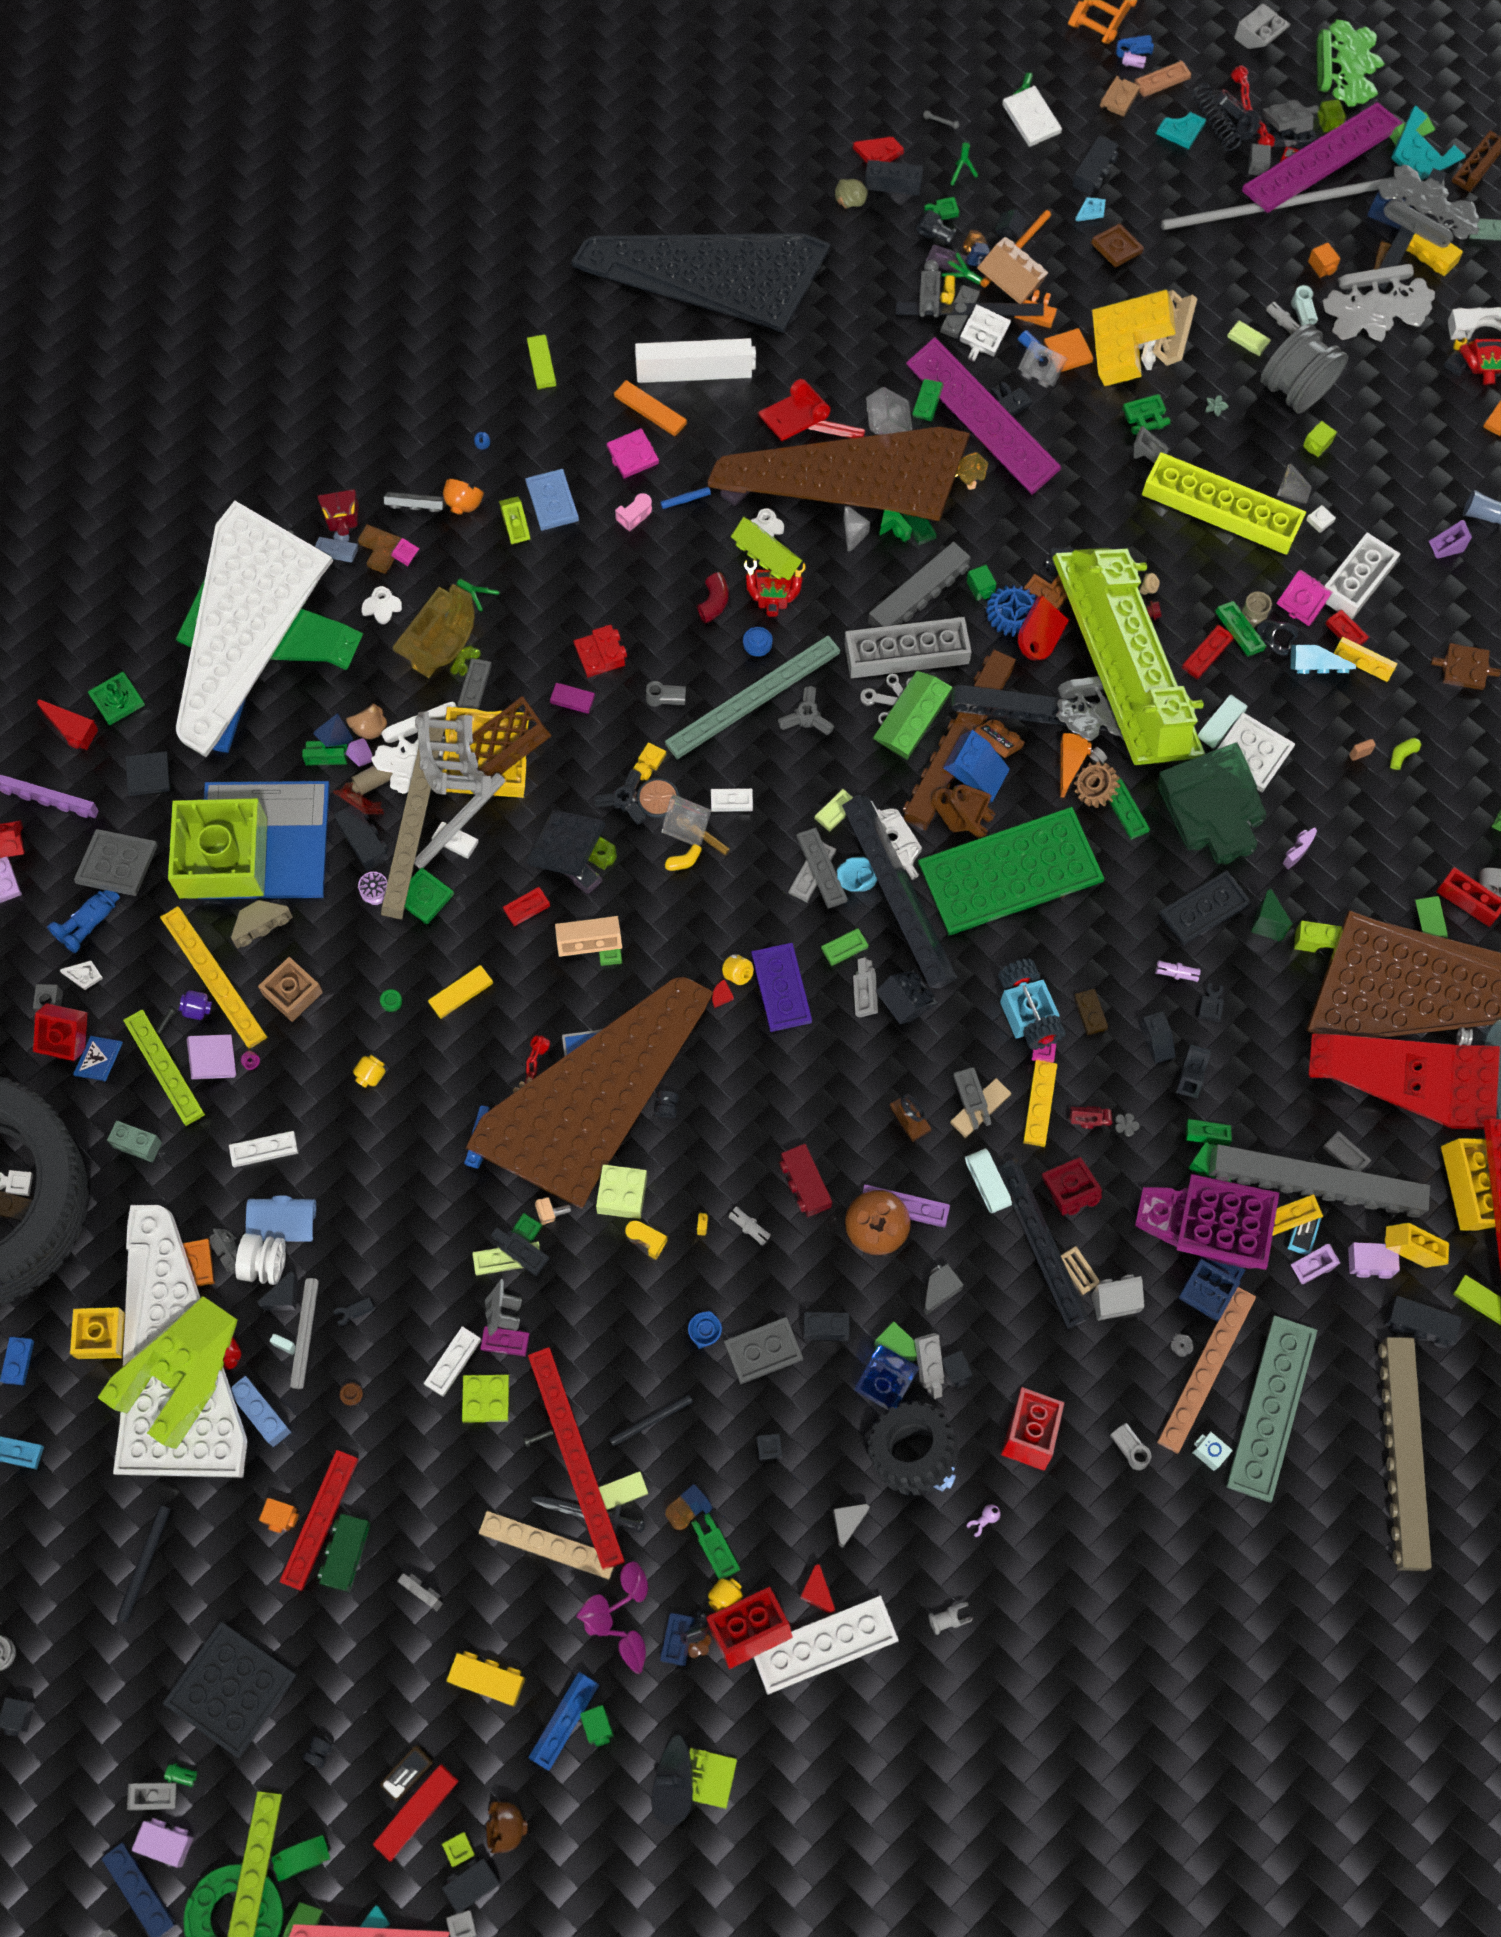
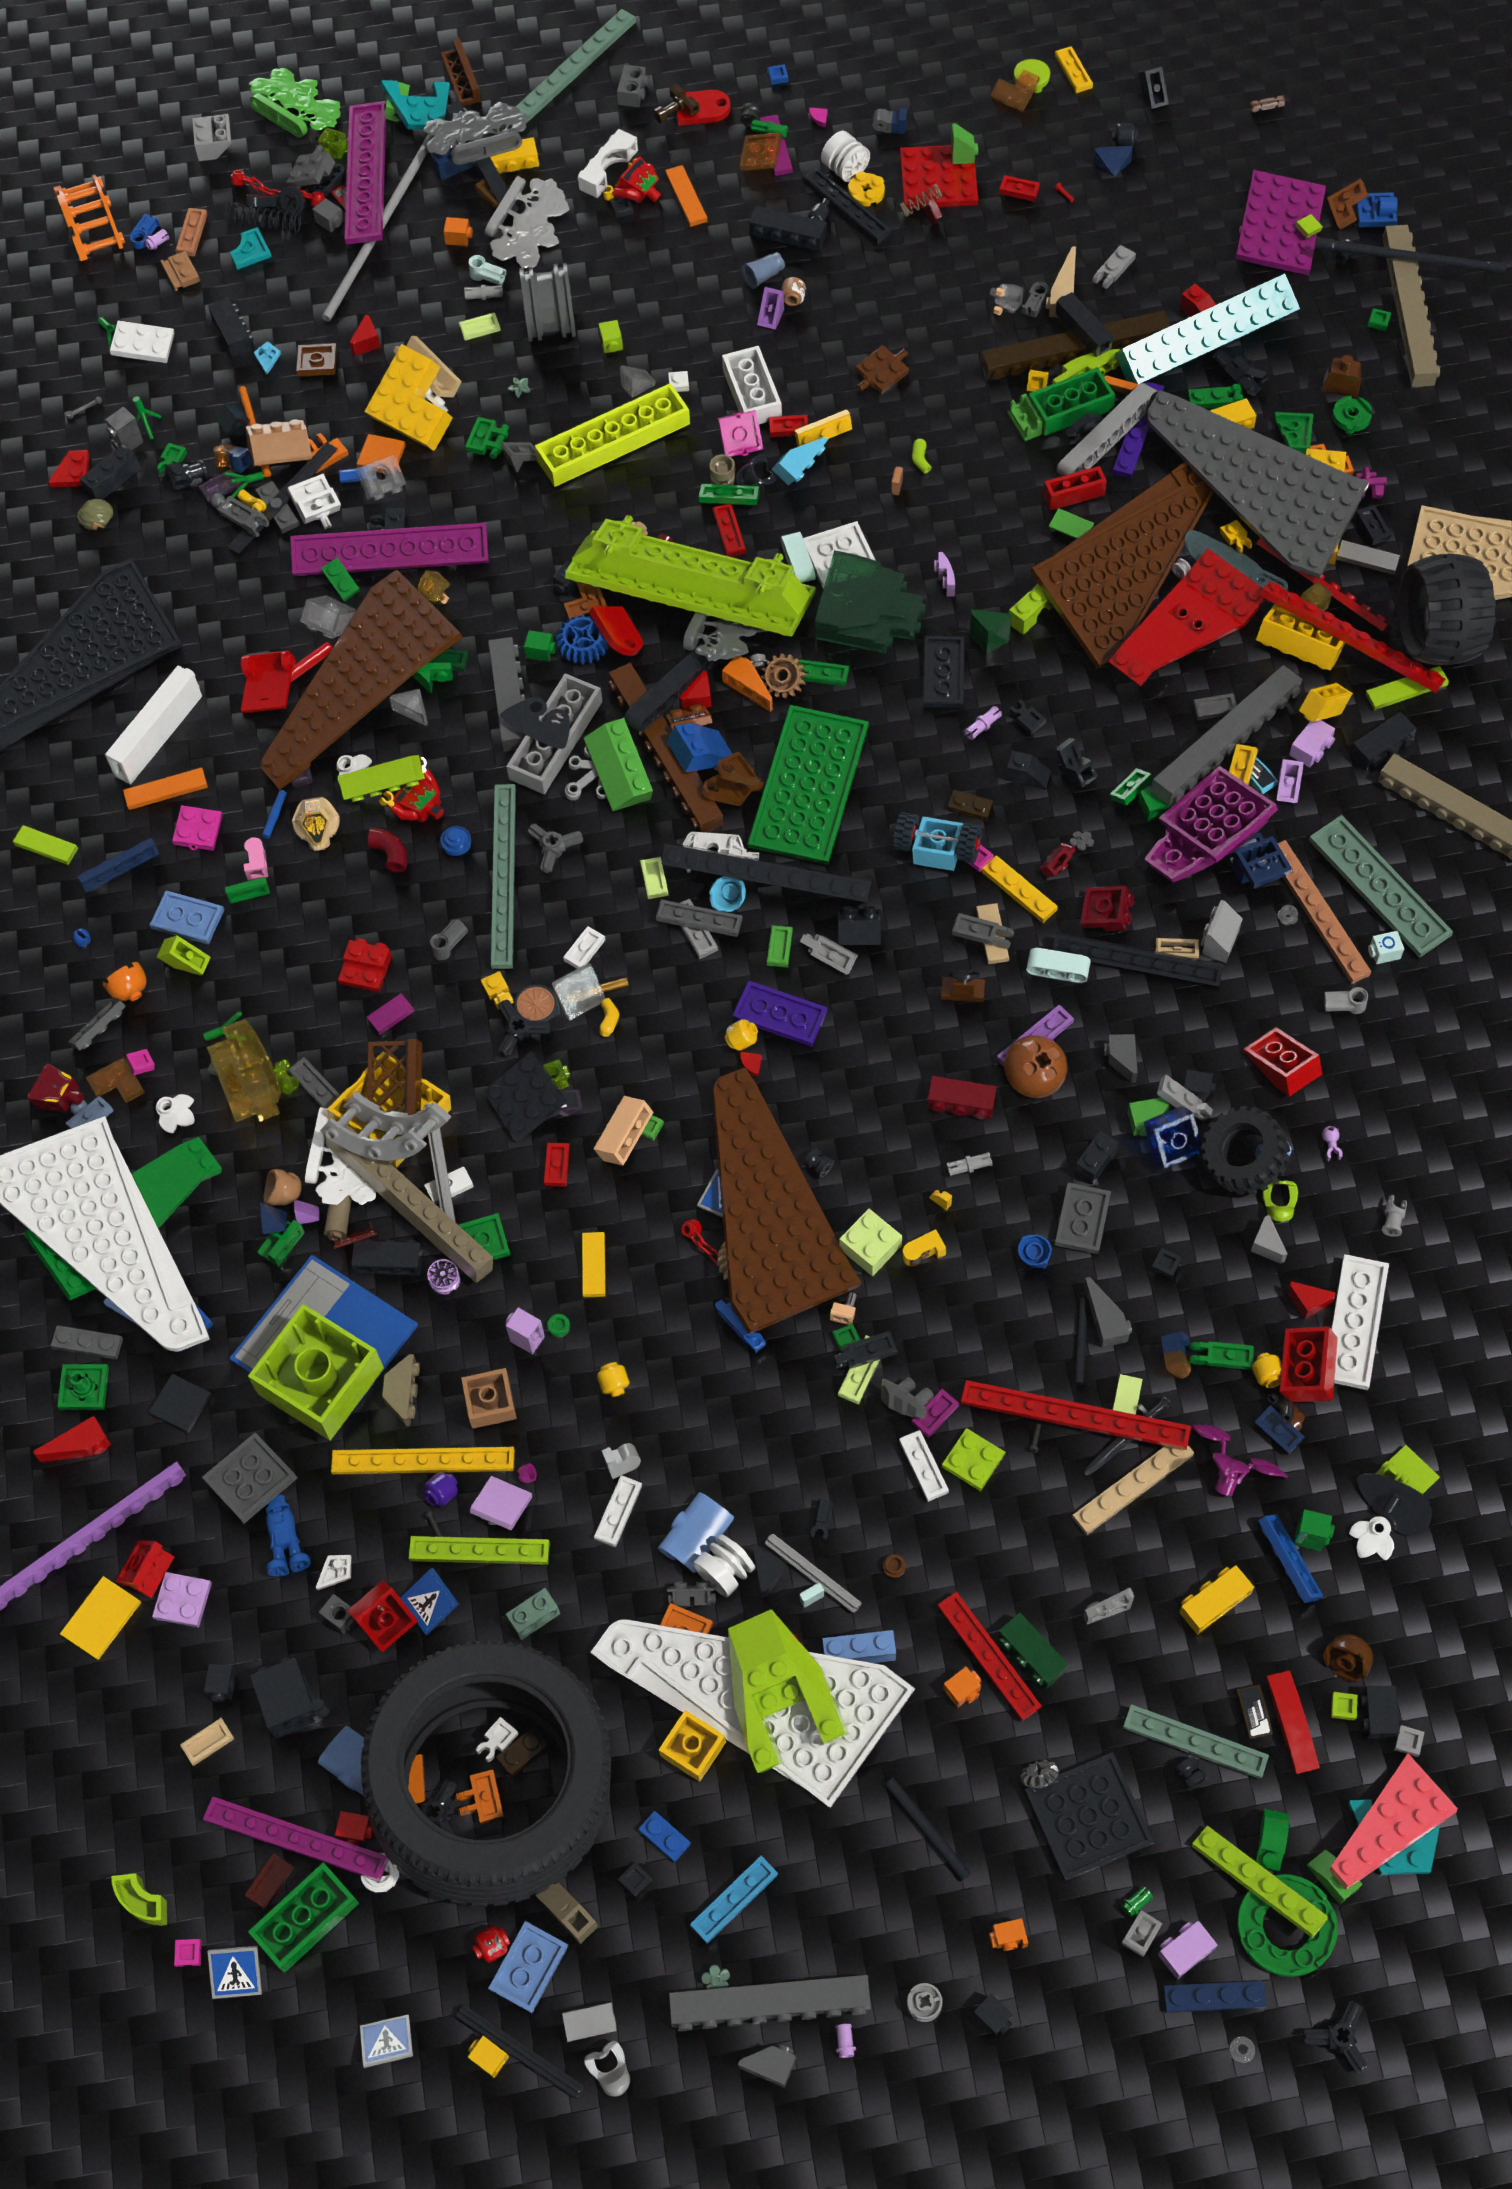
camera: 50 degrees left, 5 degrees down
(90, 1686) = (1008, 1935): none -> orange brick
(155, 676) = (86, 1342): none -> dark grey plate
(240, 1632) = (1047, 1770): none -> dark grey gear
(303, 1121) = (621, 1460): none -> light grey leg
(349, 1740) = (1196, 1742): none -> sand green plate
(362, 977) = (524, 1330): none -> lavender brick
(558, 421) = (118, 865): none -> dark blue plate
(603, 524) = (247, 890): none -> green tile
(627, 1785) = (1371, 1541): none -> white plate
(682, 1430) = (1108, 1318): none -> dark grey slope
(698, 531) = (316, 822): none -> helmet
(885, 1517) = (1281, 1213): none -> lime piece
(897, 637) = (528, 722): none -> black piece
(936, 159) = (123, 429): none -> flat silver brick
(1031, 729) = (696, 693): none -> red slope
(1165, 264) = (365, 338): none -> red slope
(1483, 546) = (794, 291): none -> medium nougat head

